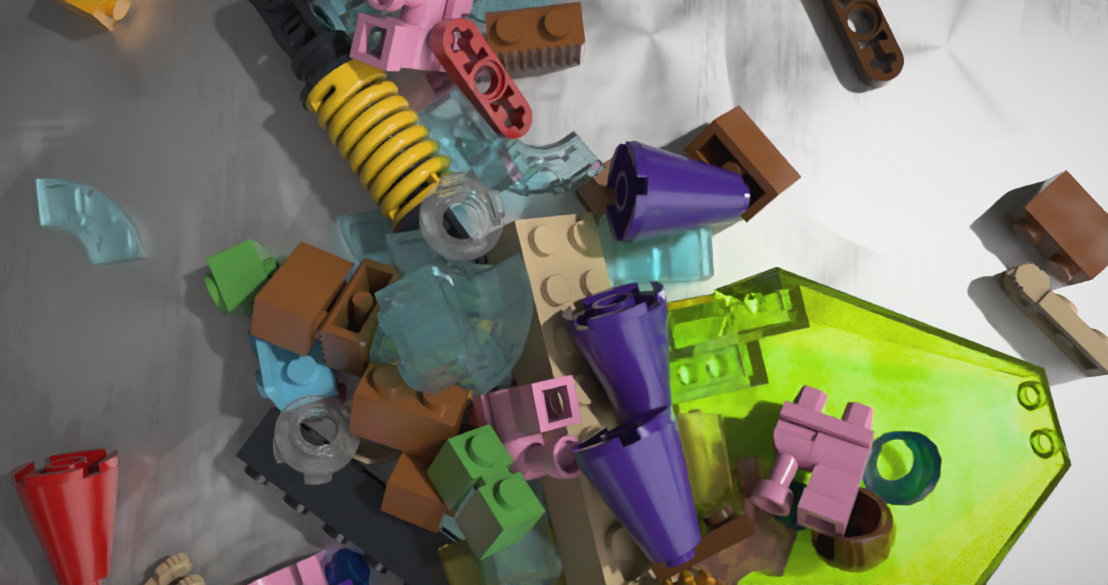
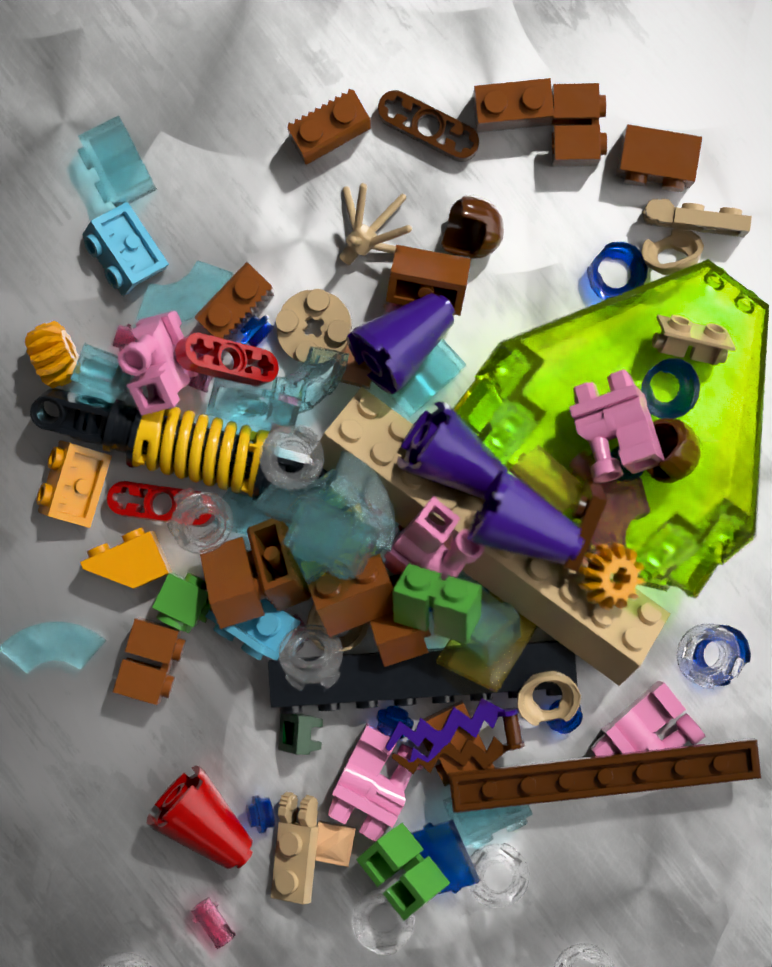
camera: 40 degrees left, 5 degrees up
(139, 554) = (260, 814): none -> clear blue plate
(154, 320) = (146, 680): none -> dark orange piece
(228, 201) = (130, 563): none -> light orange slope
(240, 83) = (73, 483): none -> light orange bracket
(241, 503) = (296, 733): none -> dark green tile
(304, 150) = (137, 490): none -> red beam
(329, 188) = (189, 506): none -> clear piece
(535, 79) = (256, 330): none -> clear blue plate
(596, 95) = (317, 305): none -> tan plate
(710, 74) = (363, 237): none -> tan plant
(828, 149) = (473, 228): none -> reddish brown hair
(956, 294) = (625, 252): none -> clear blue piece
(958, 419) = (708, 342): none -> tan hinge
(962, 65) = (513, 105): none -> dark orange brick
(1010, 131) = (576, 125): none -> dark orange piece
(1024, 329) = (679, 240): none -> tan piece

